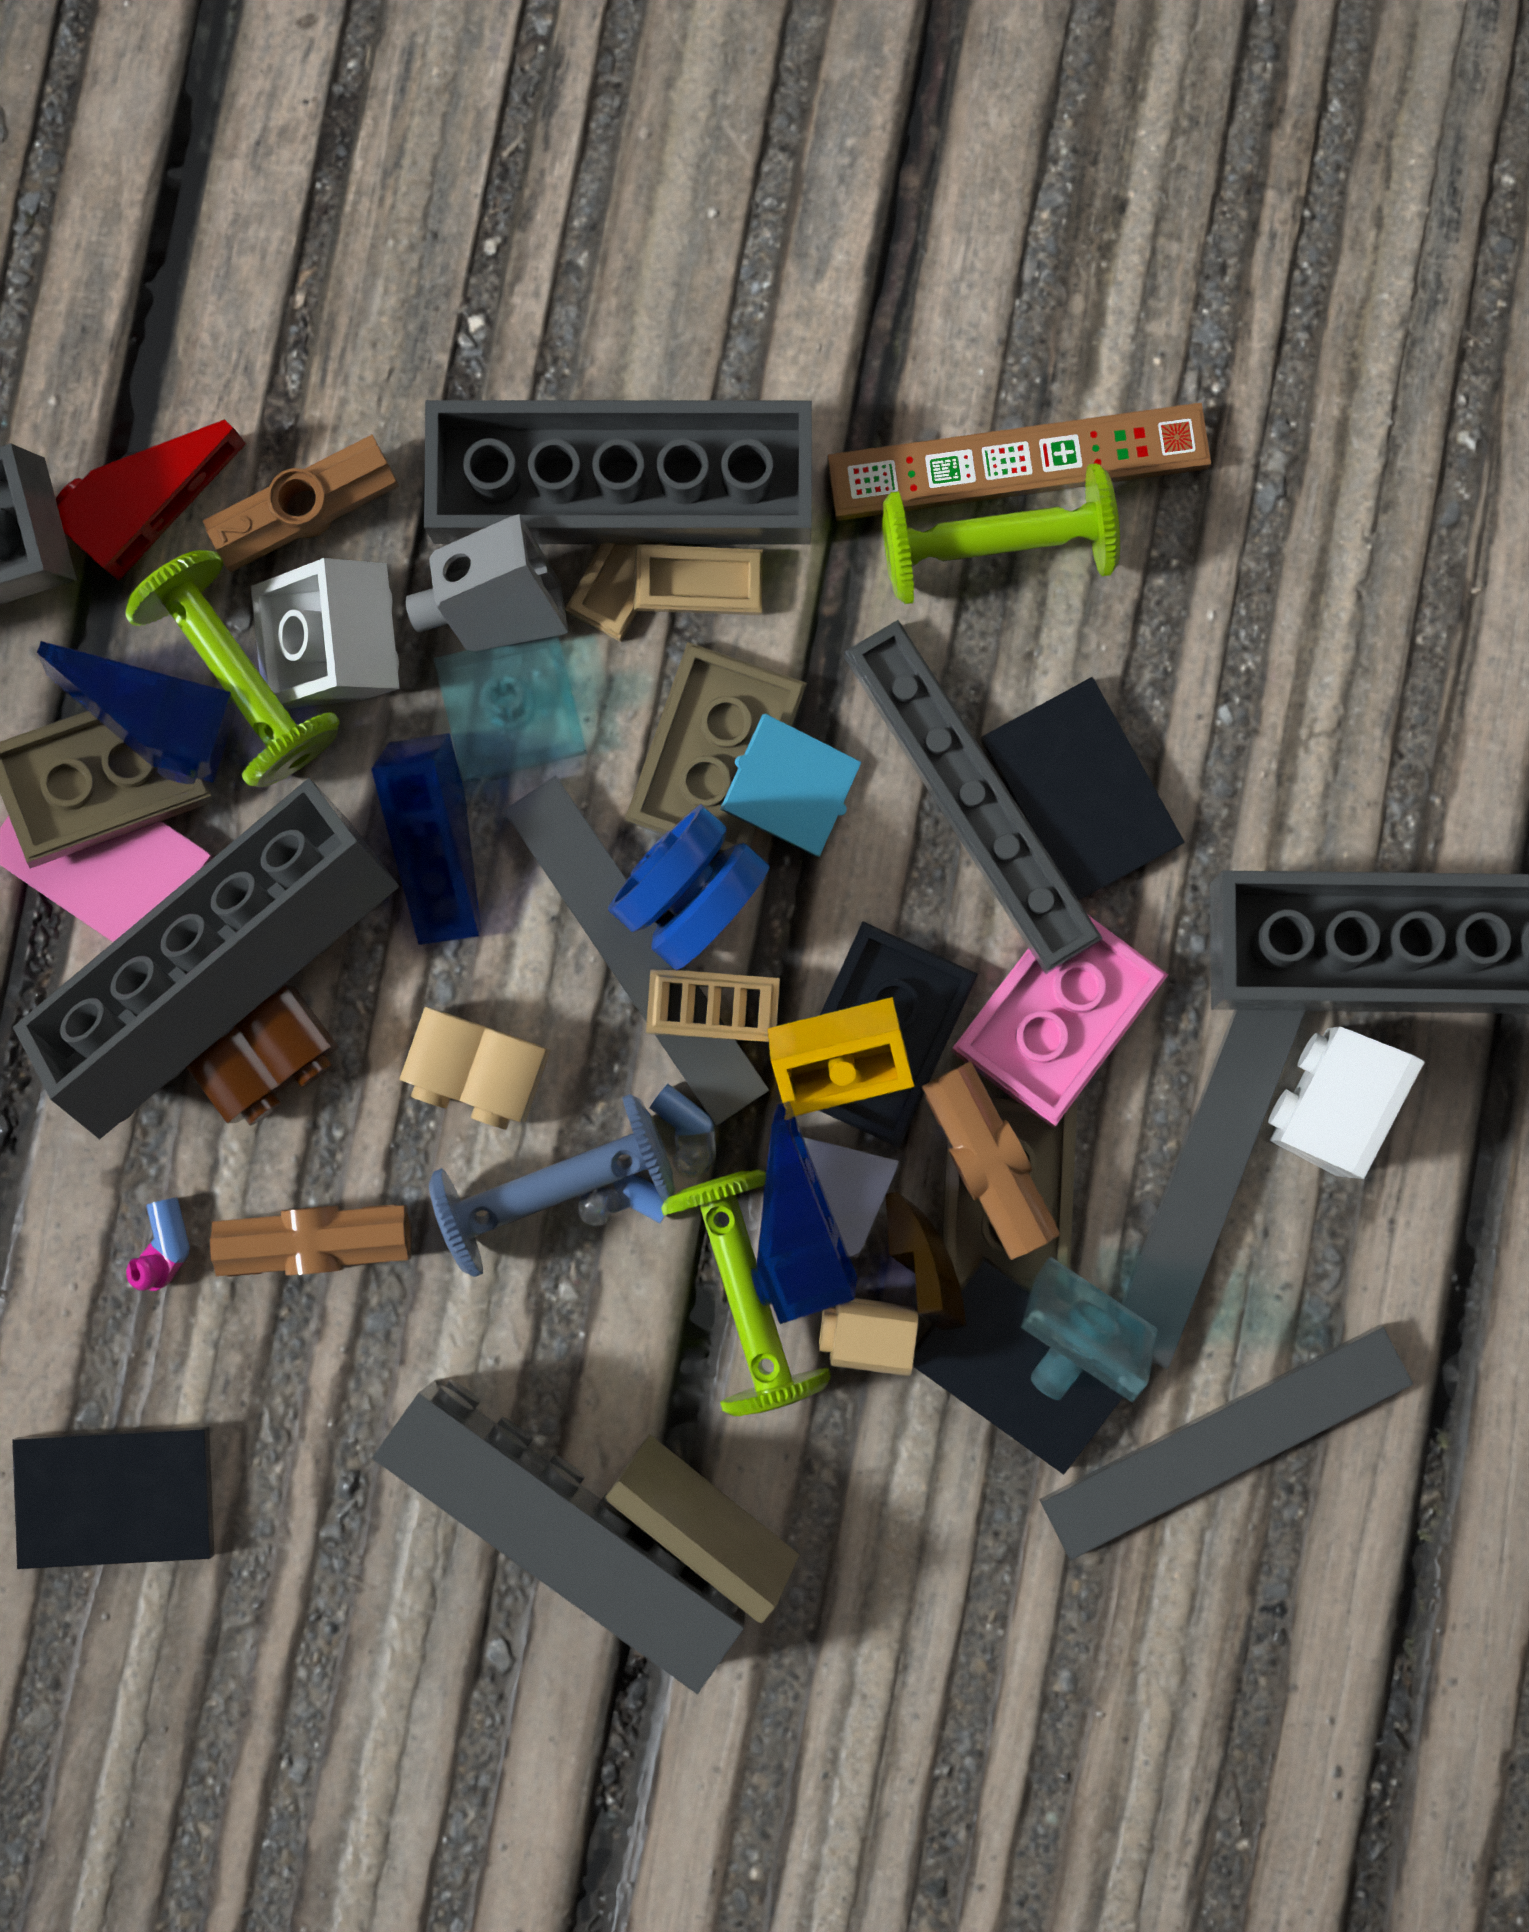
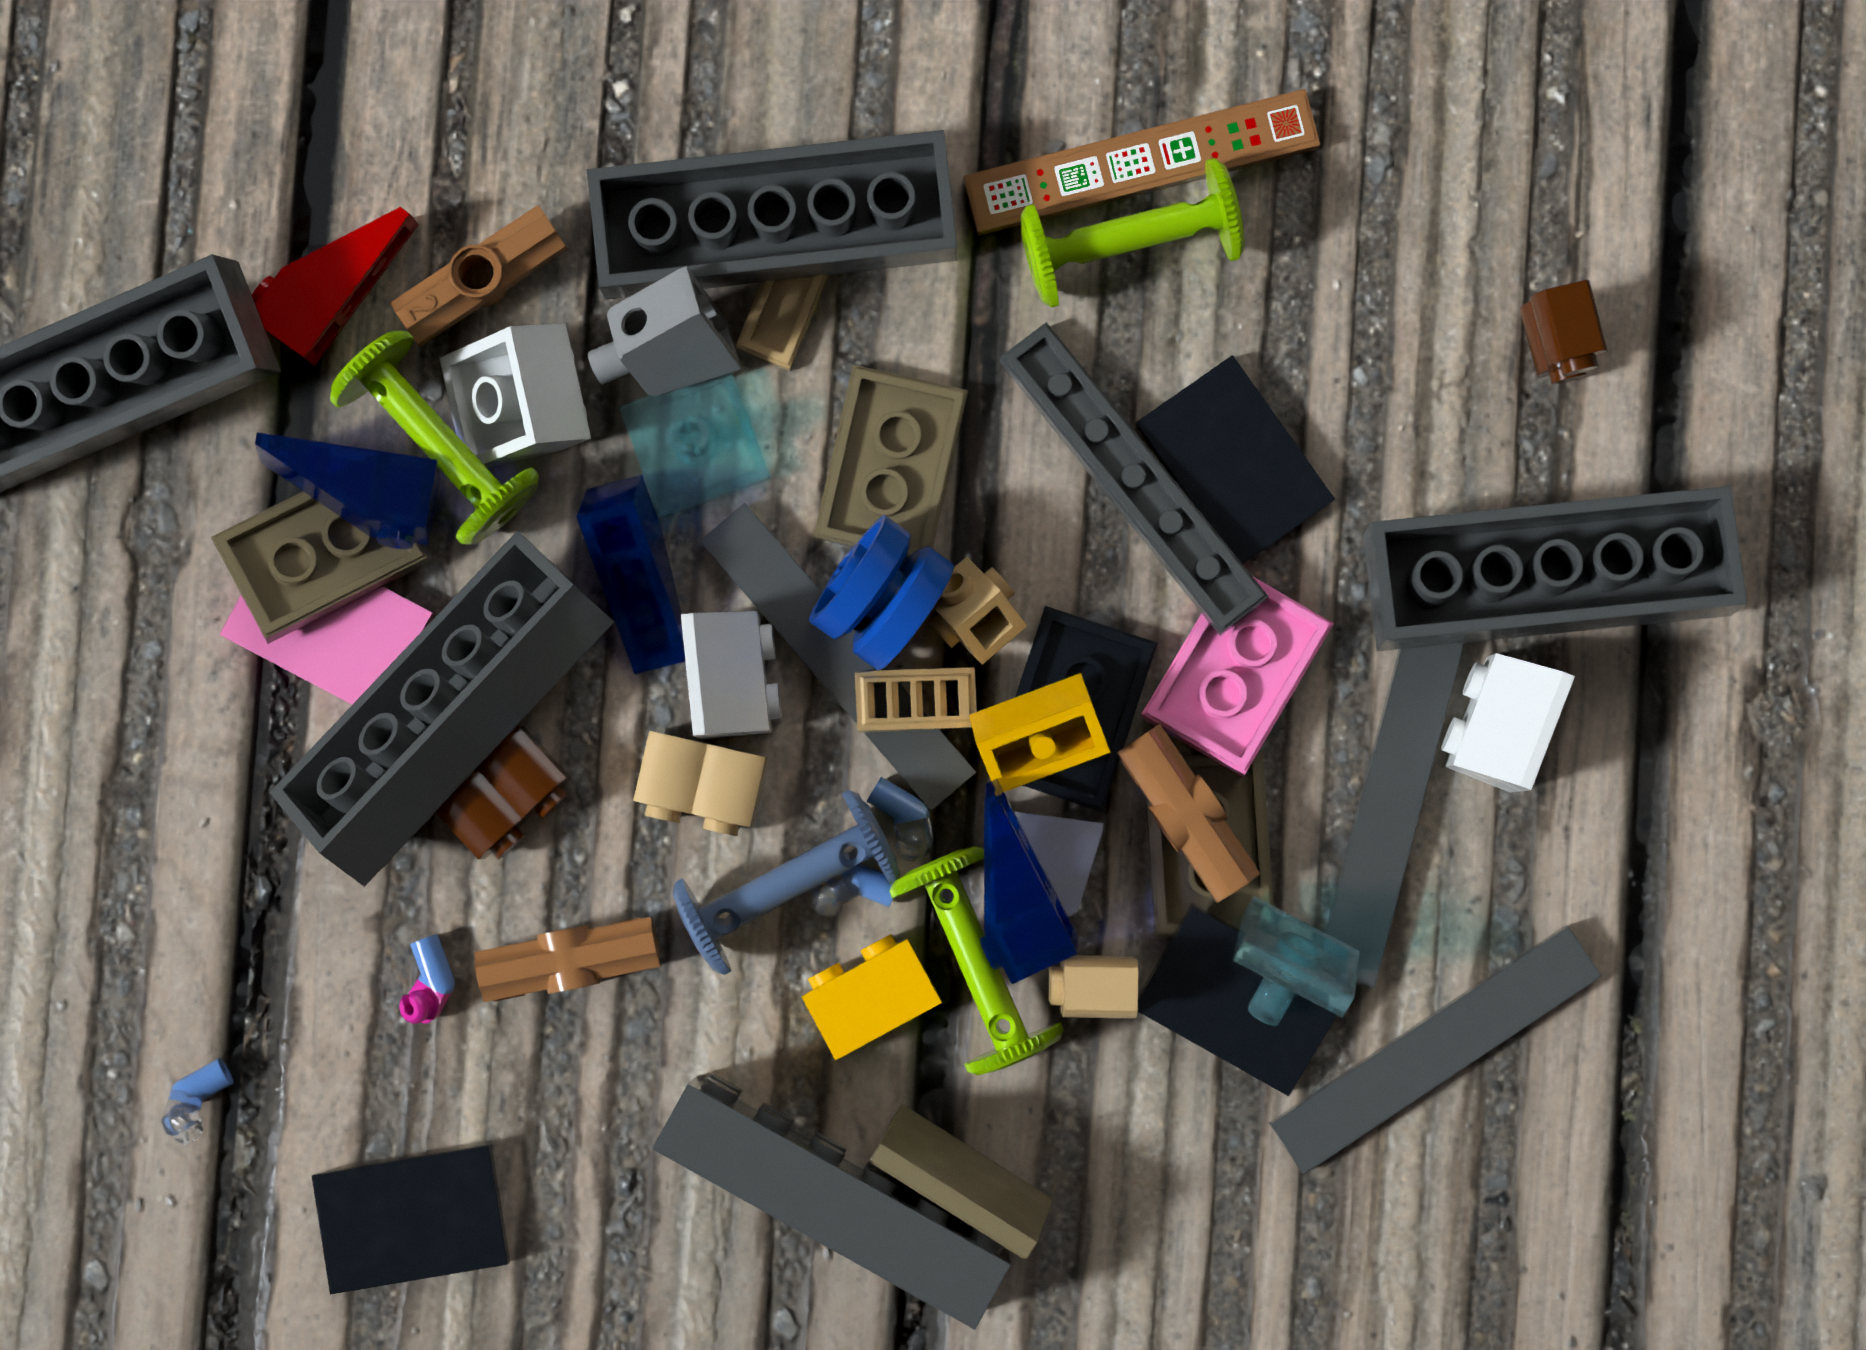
camera: 10 degrees left, 0 degrees up
(516, 955) = (729, 674): none -> white slope
(628, 1318) = (870, 997): none -> yellow brick
(698, 580) = (856, 305): tan tile -> none
(788, 918) = (976, 611): none -> tan brick
(790, 785) = (964, 487): medium azure piece -> none
(922, 1251) = (1135, 905): dark brown slope -> none
(1451, 690) = (1564, 331): none -> reddish brown brick

